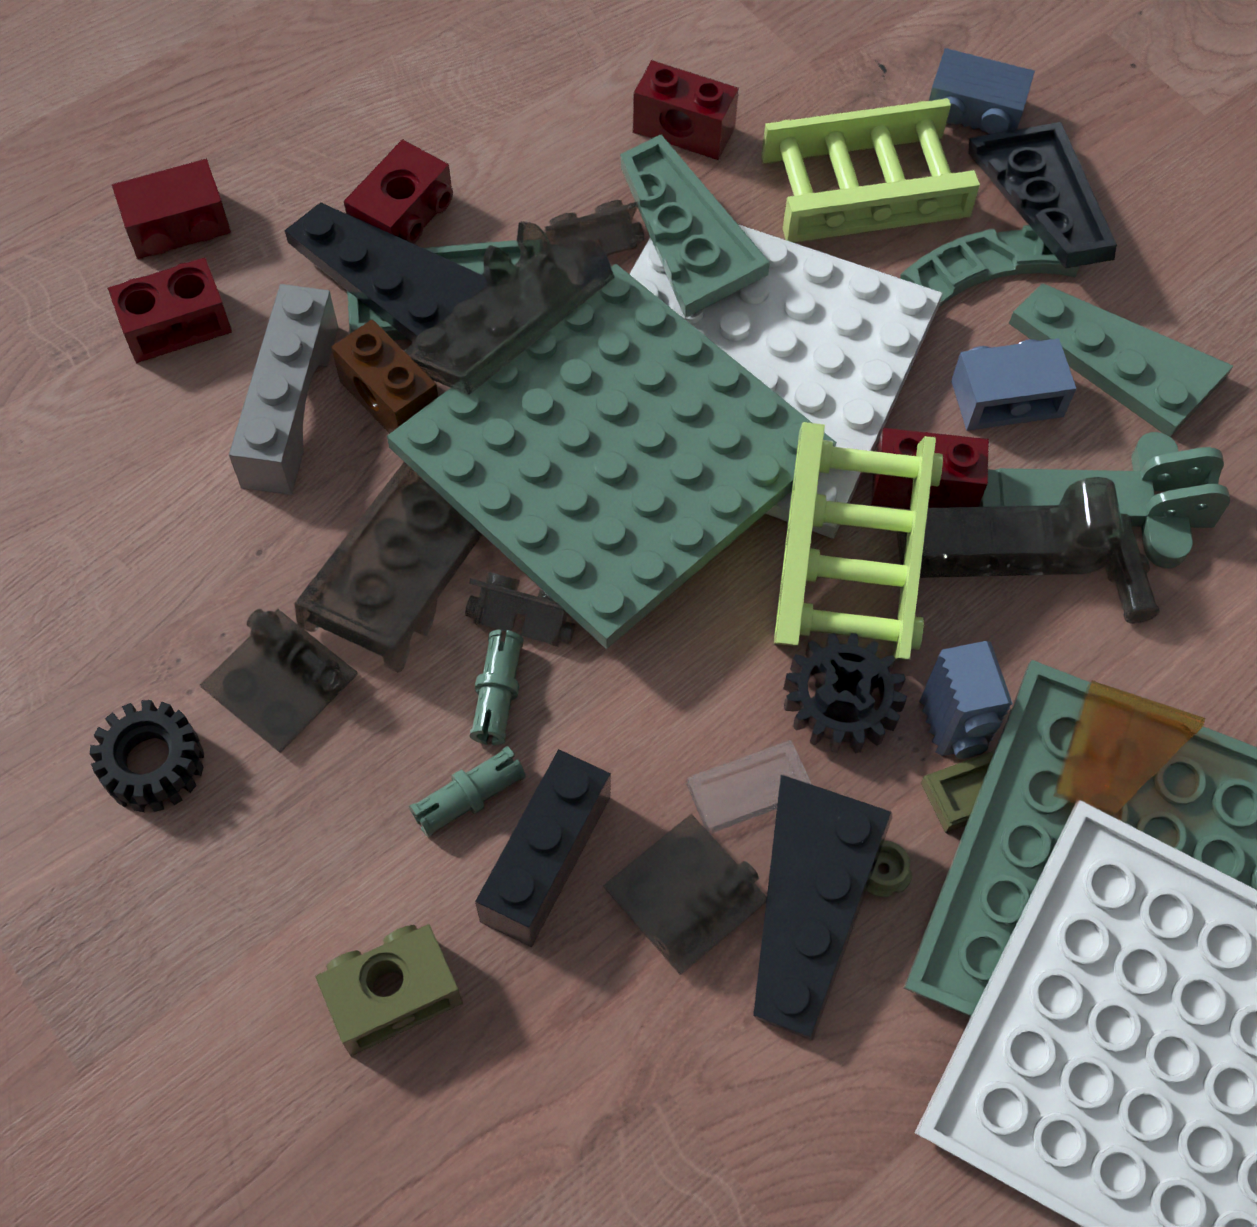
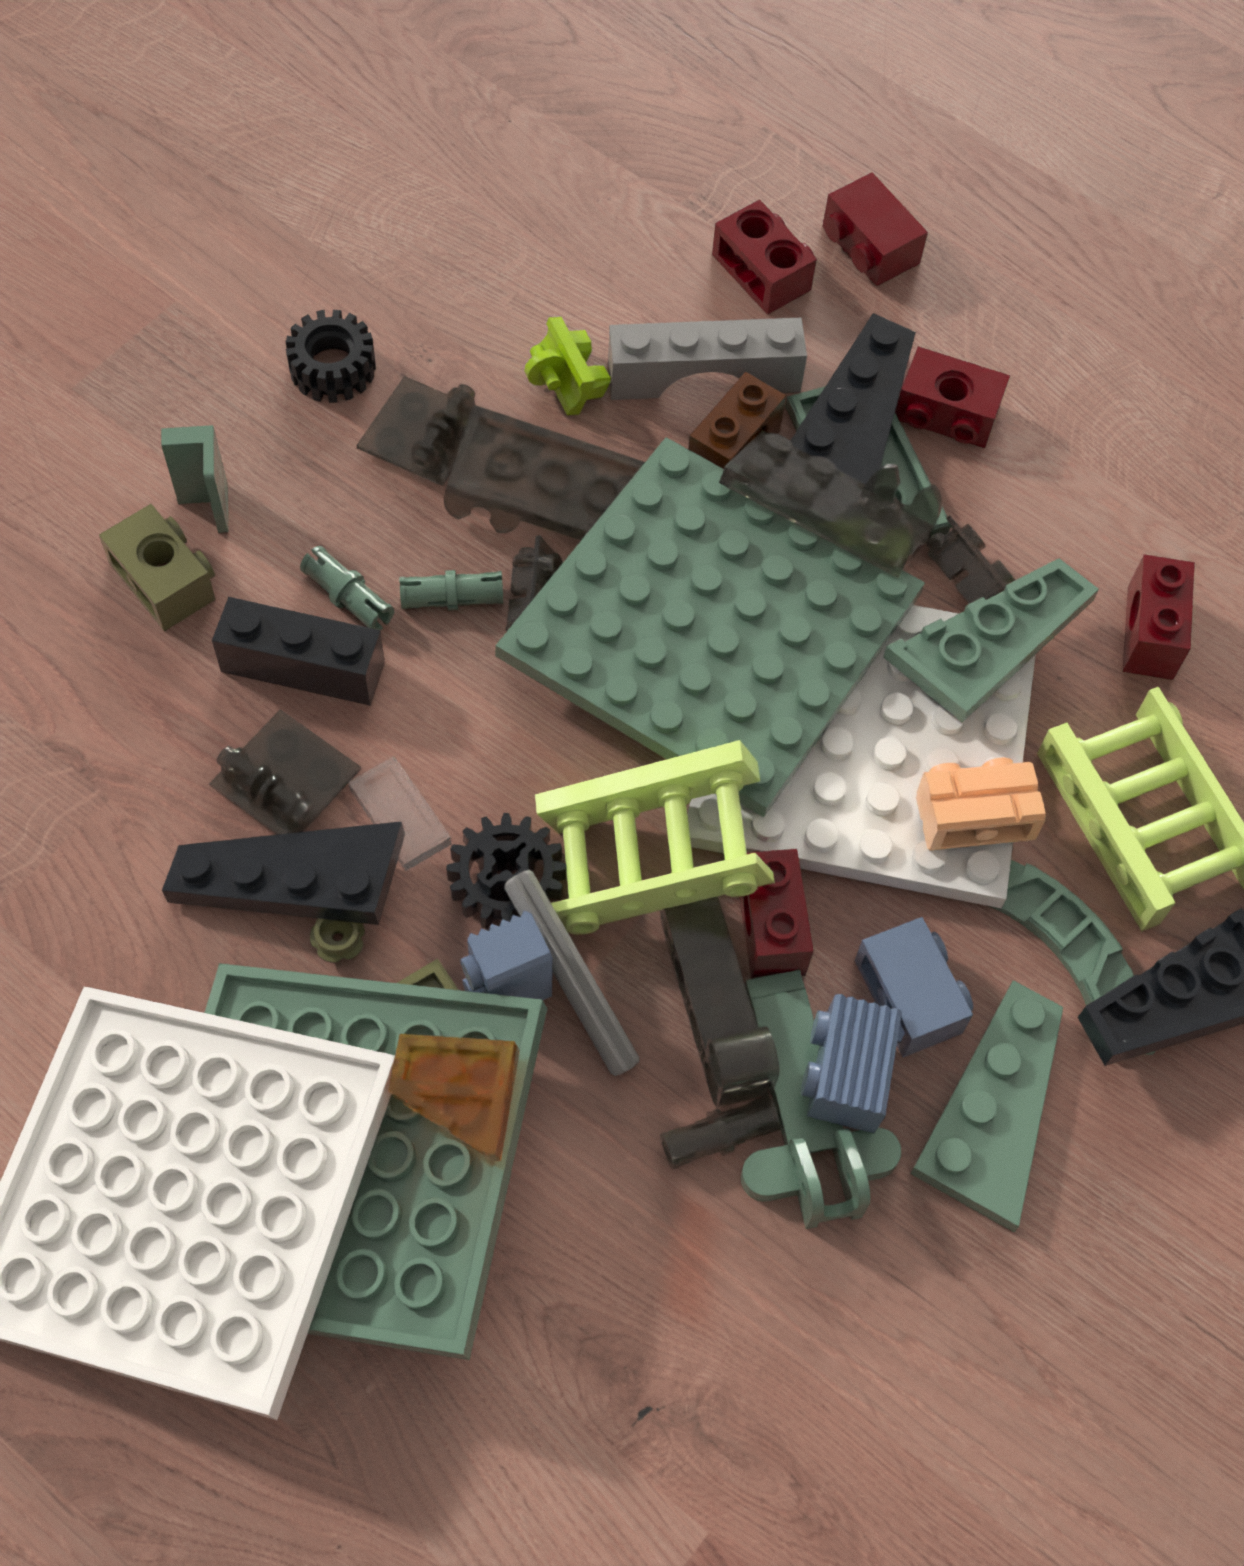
camera: 75 degrees right, 0 degrees up
(247, 519) = (562, 366): none -> lime hips
(282, 902) = (197, 469): none -> sand green panel
(865, 276) = (980, 804): none -> light nougat brick
(1007, 641) = (574, 975): none -> light grey axle
(1091, 438) = (853, 1063): none -> sand blue brick

